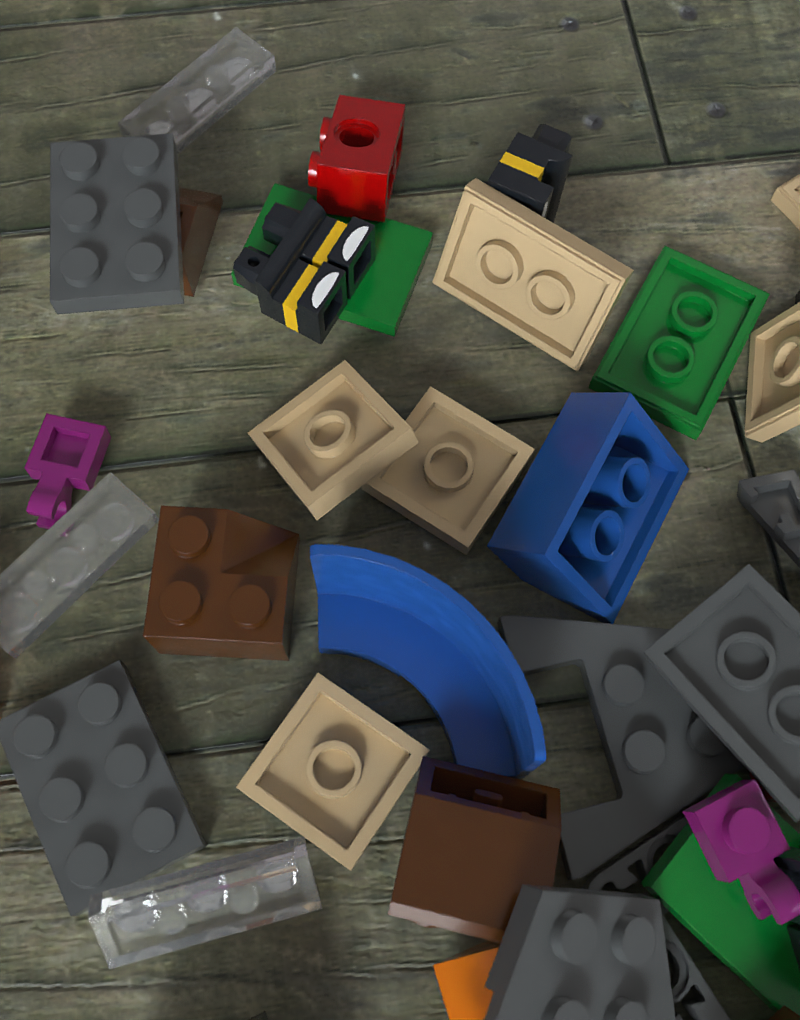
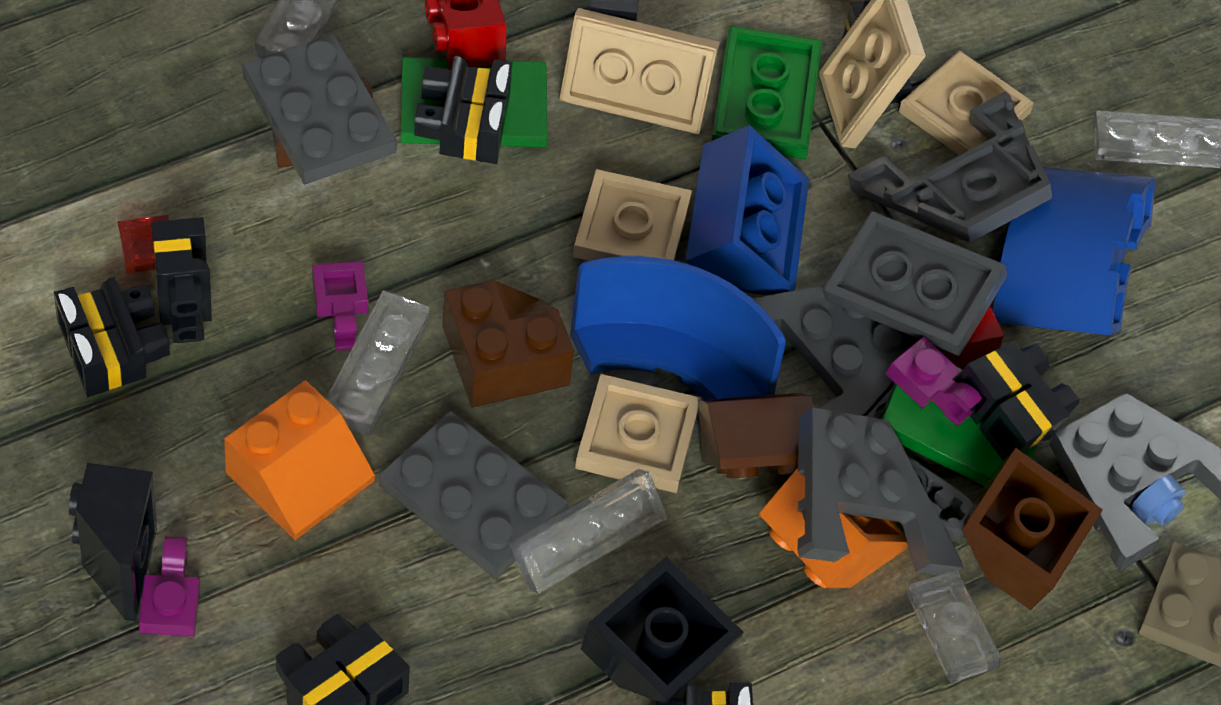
camera: 25 degrees left, 15 degrees down
(333, 438) = (540, 221): tan plate -> none

